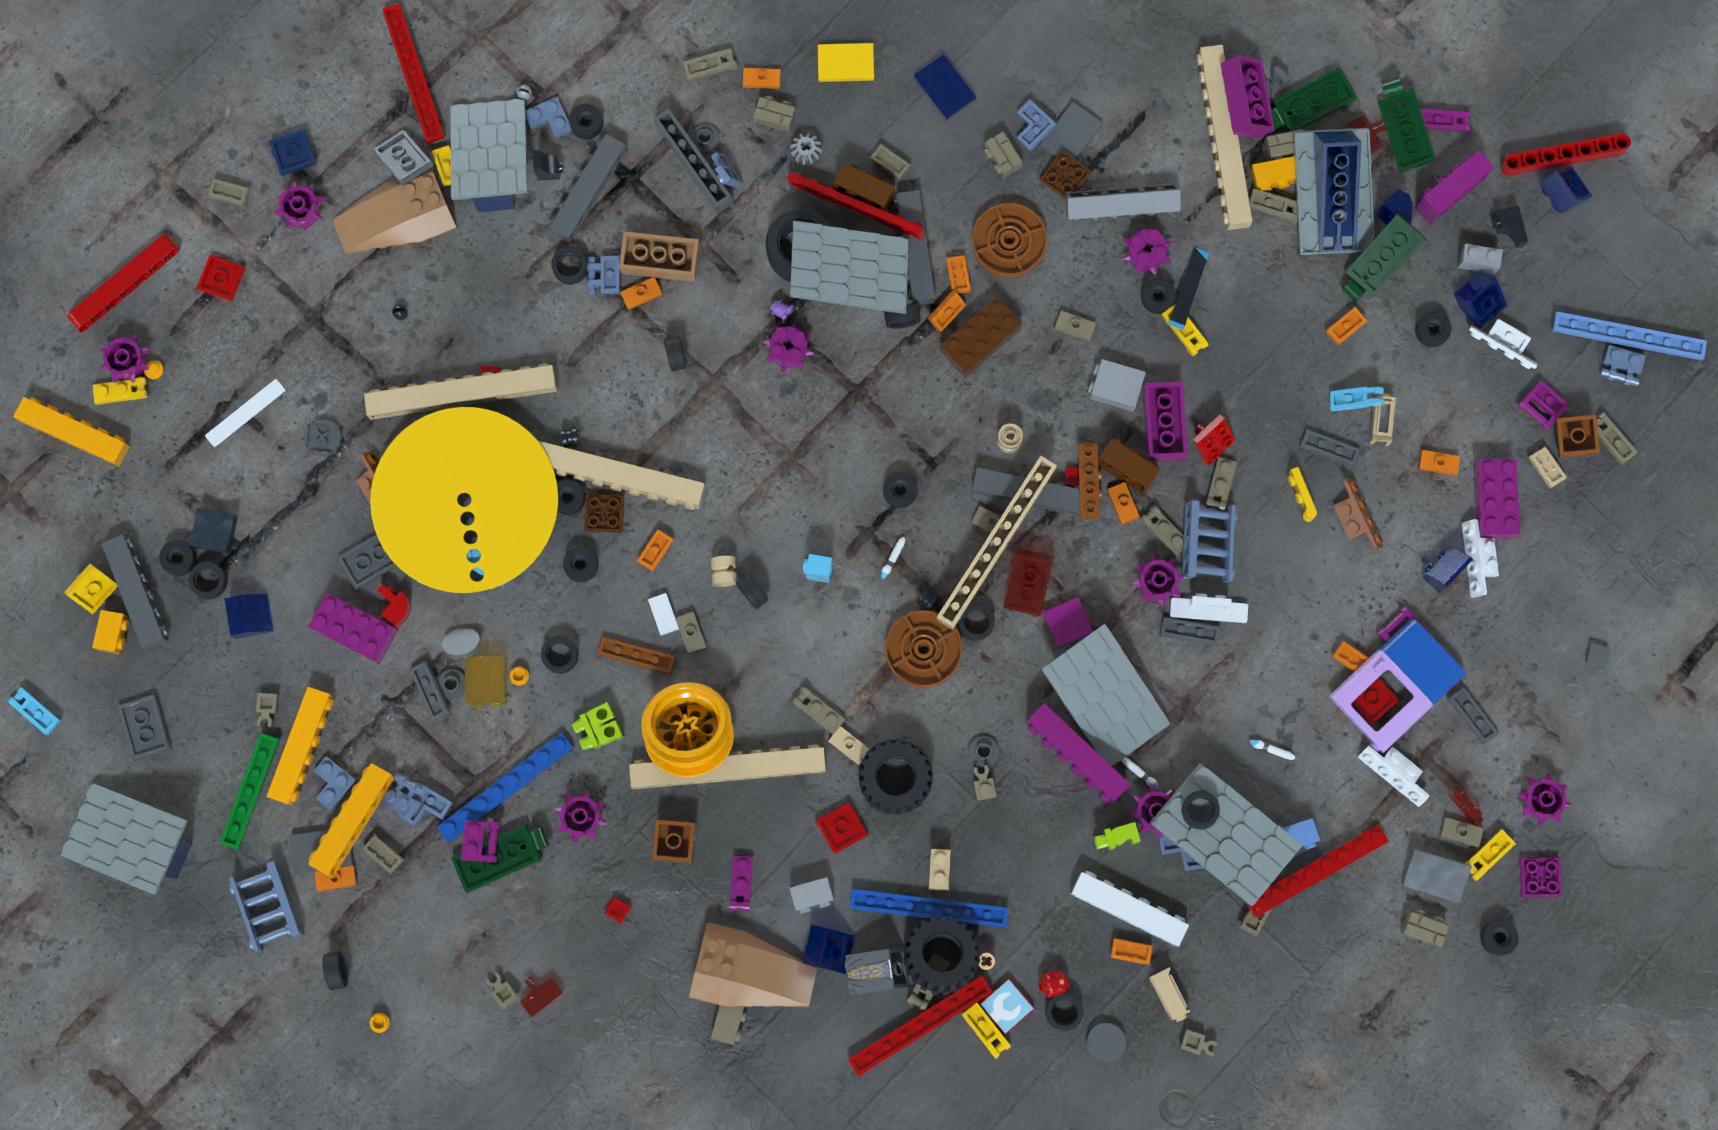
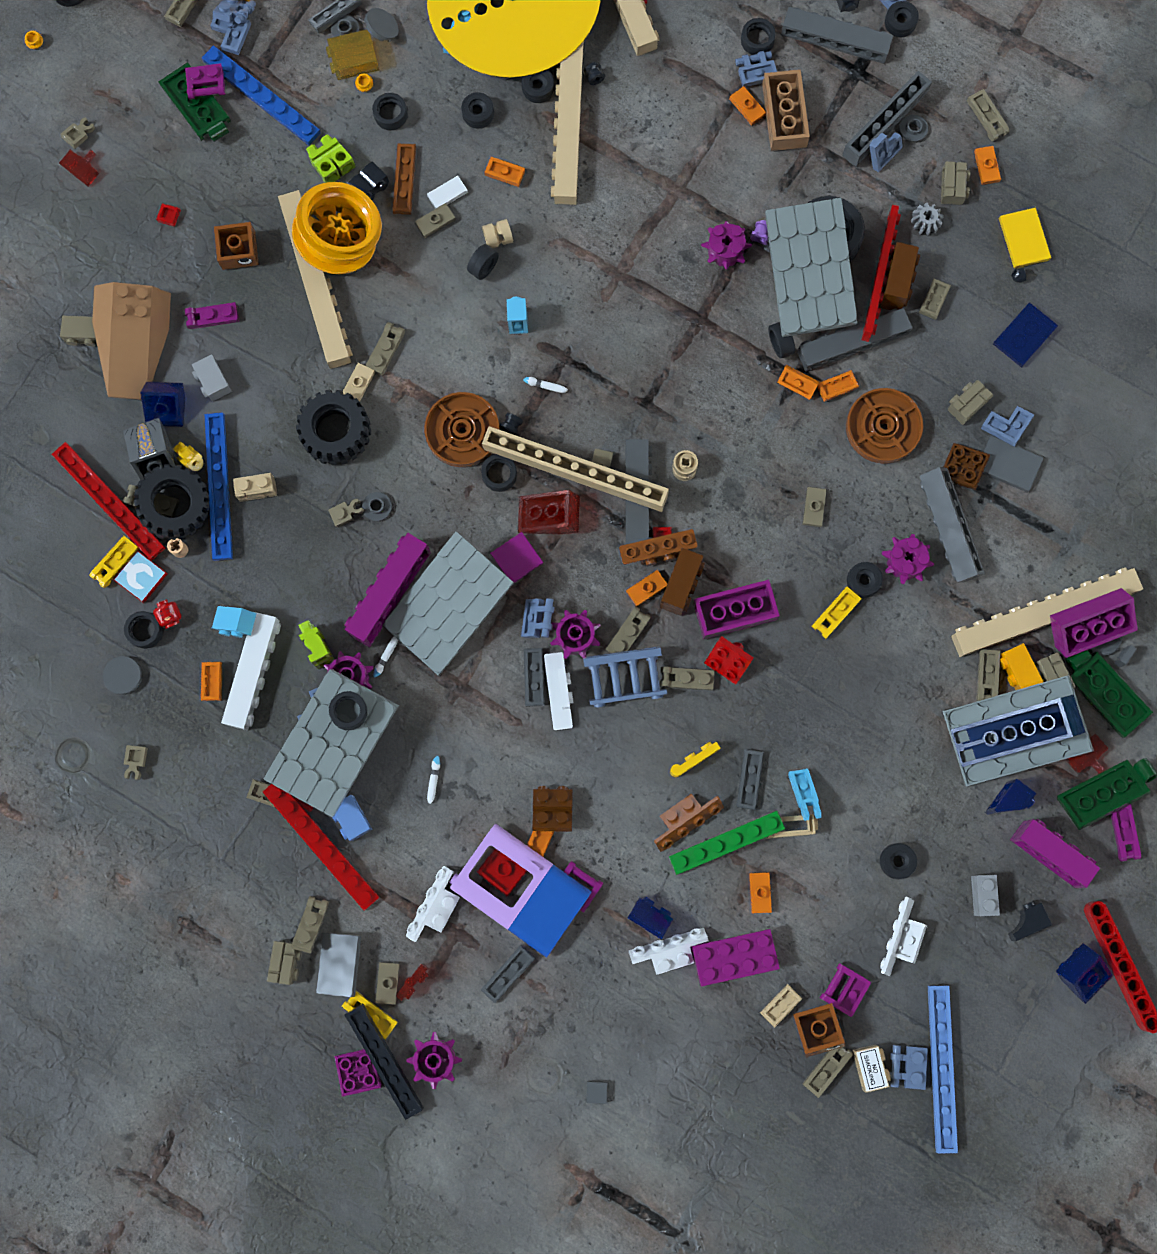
camera: 80 degrees right, 0 degrees up
(571, 823) = (243, 161): magenta brick -> none
(604, 513) = (530, 121): reddish brown tile -> none
(634, 692) = (370, 180): none -> black brick
(675, 353) = (695, 144): black tyre -> none
(841, 828) = (280, 393): red tile -> none
(883, 77) = (1019, 275): none -> black hinge
(892, 932) = (189, 457): none -> yellow hips
(895, 480) = (616, 367): black tyre -> none
(980, 337) = (779, 418): reddish brown brick -> none
(1077, 914) = (234, 621): none -> medium azure brick
(1116, 385) = (763, 557): light grey brick -> none
(1133, 619) = (533, 618): none -> sand blue plate
(1169, 995) = (175, 725): tan window -> none
(1188, 288) = (879, 607): black sticker -> none
(1325, 638) = (552, 809): none -> reddish brown plate
(1346, 326) = (879, 772): orange plate -> none
(1383, 258) = (958, 792): dark green hinge -> none
(1389, 481) = (727, 842): none -> green plate
(1394, 895) = (310, 925): none -> dark tan plate
(1481, 299) = (942, 904): clear blue slope -> none
(1489, 943) = (277, 1039): black tyre -> none
(1536, 848) = (384, 1061): none -> black plate
(1618, 398) = (871, 1068): none -> brick

